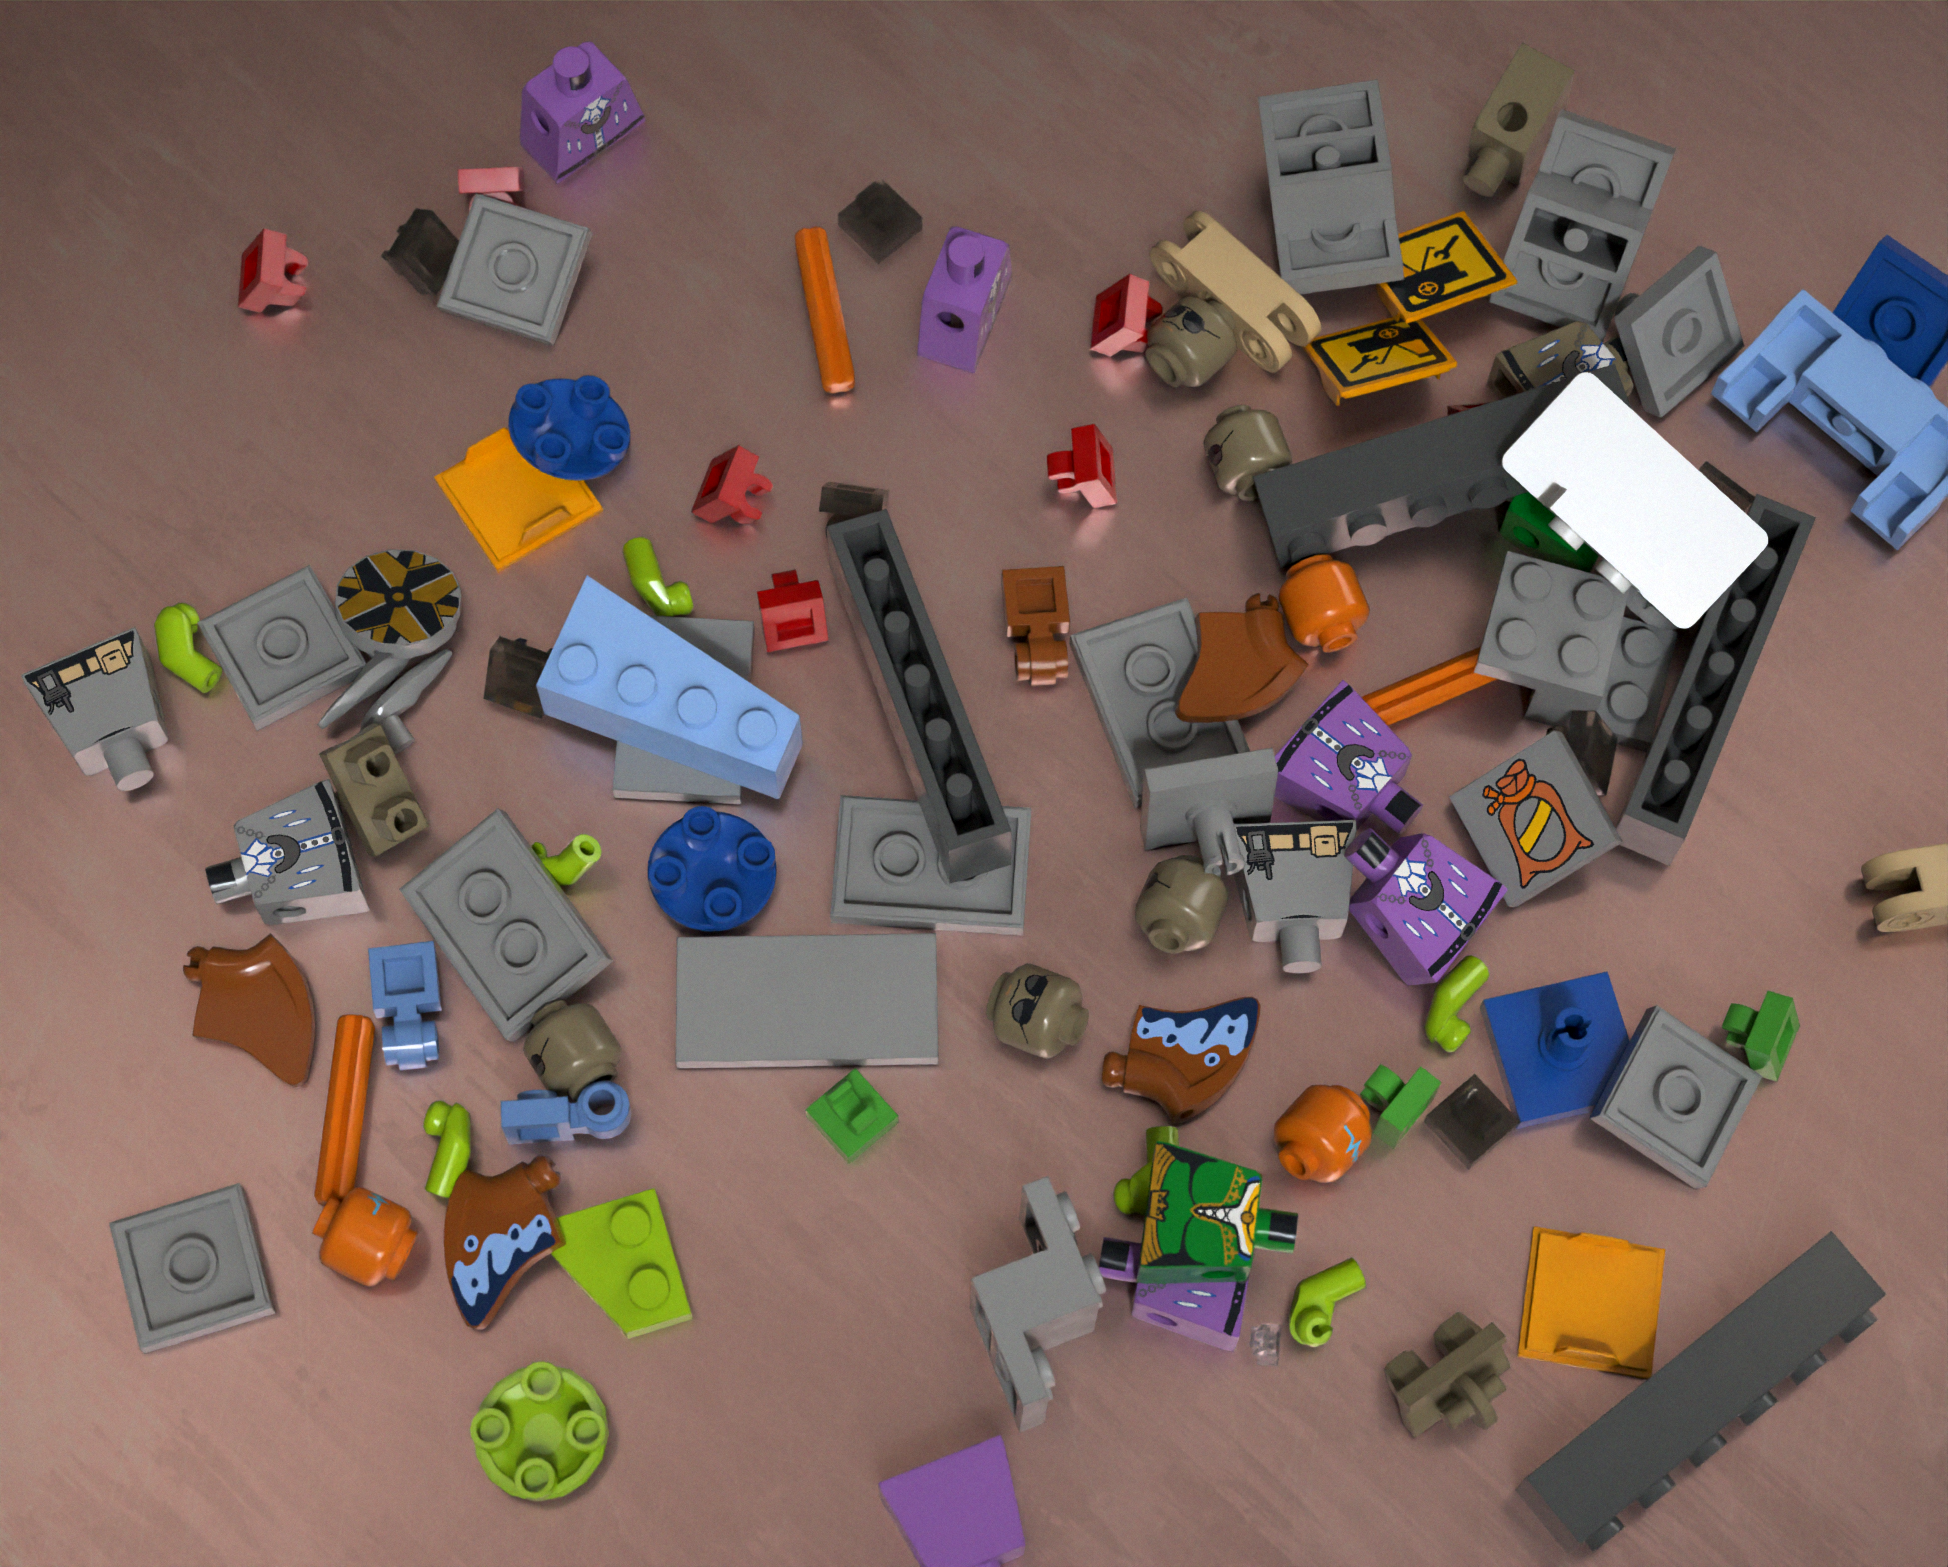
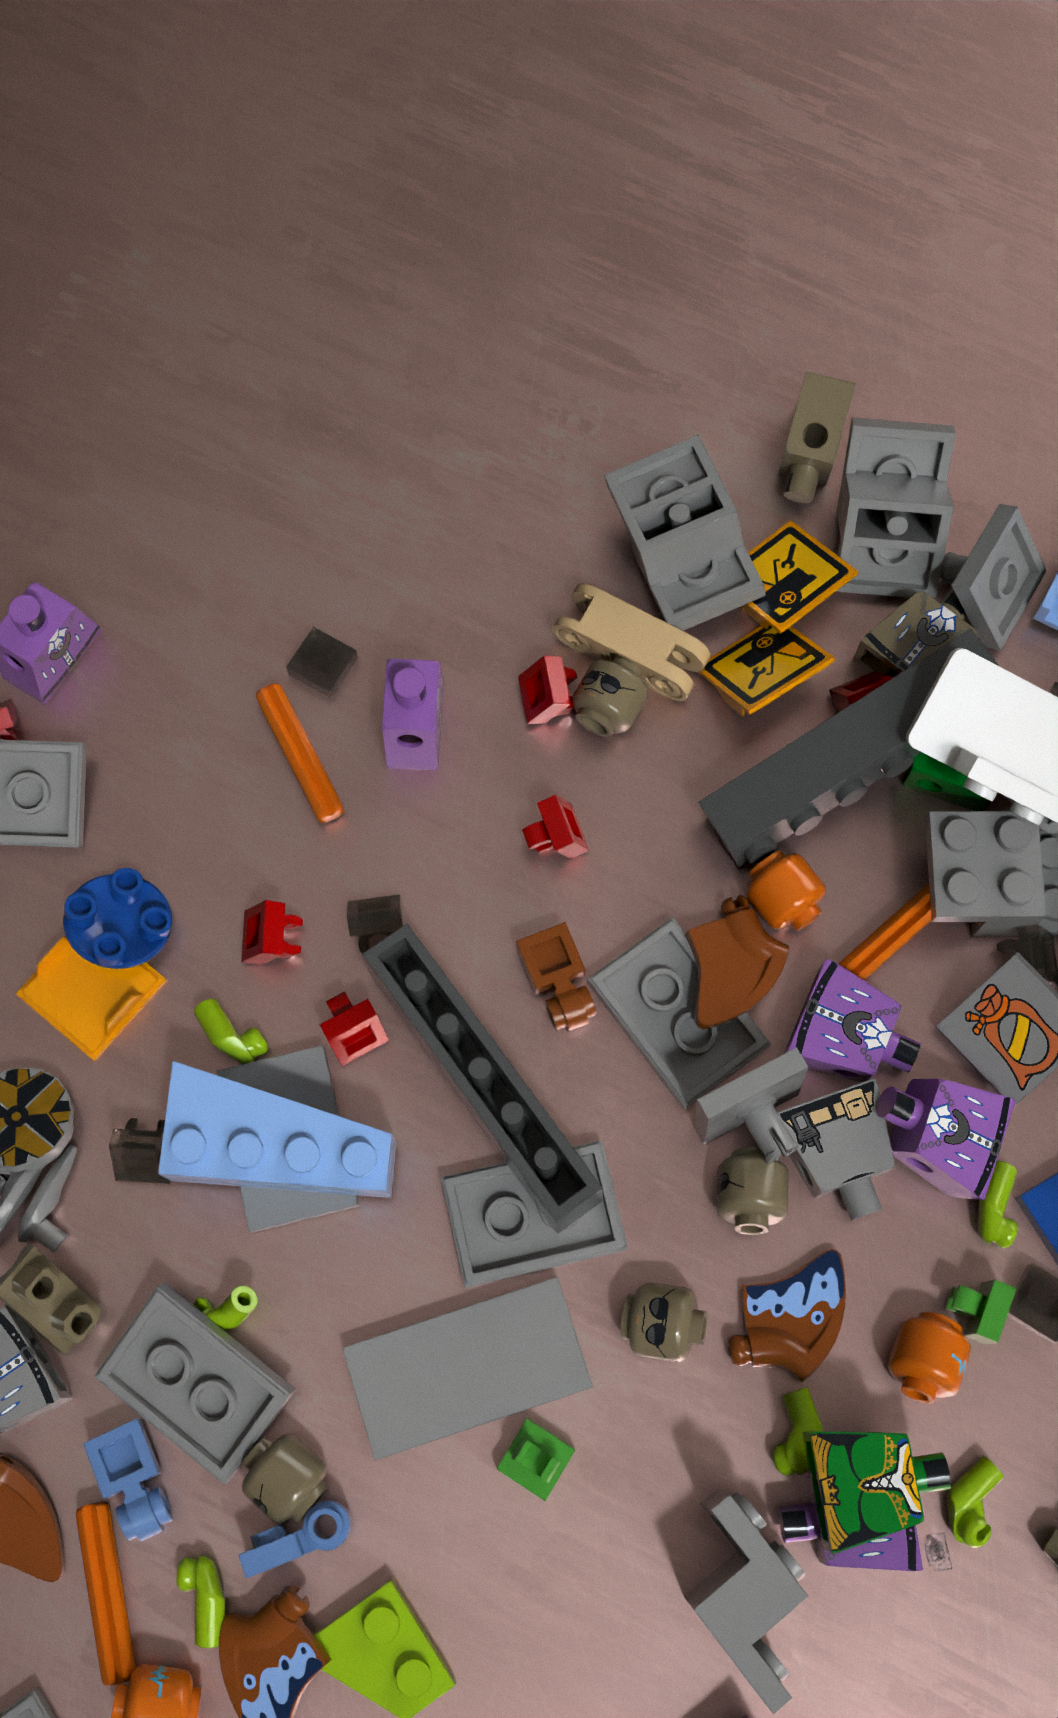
camera: 15 degrees left, 5 degrees up
(712, 870) = (353, 1277): blue dish -> none
(1244, 446) = (682, 776): dark tan head -> none

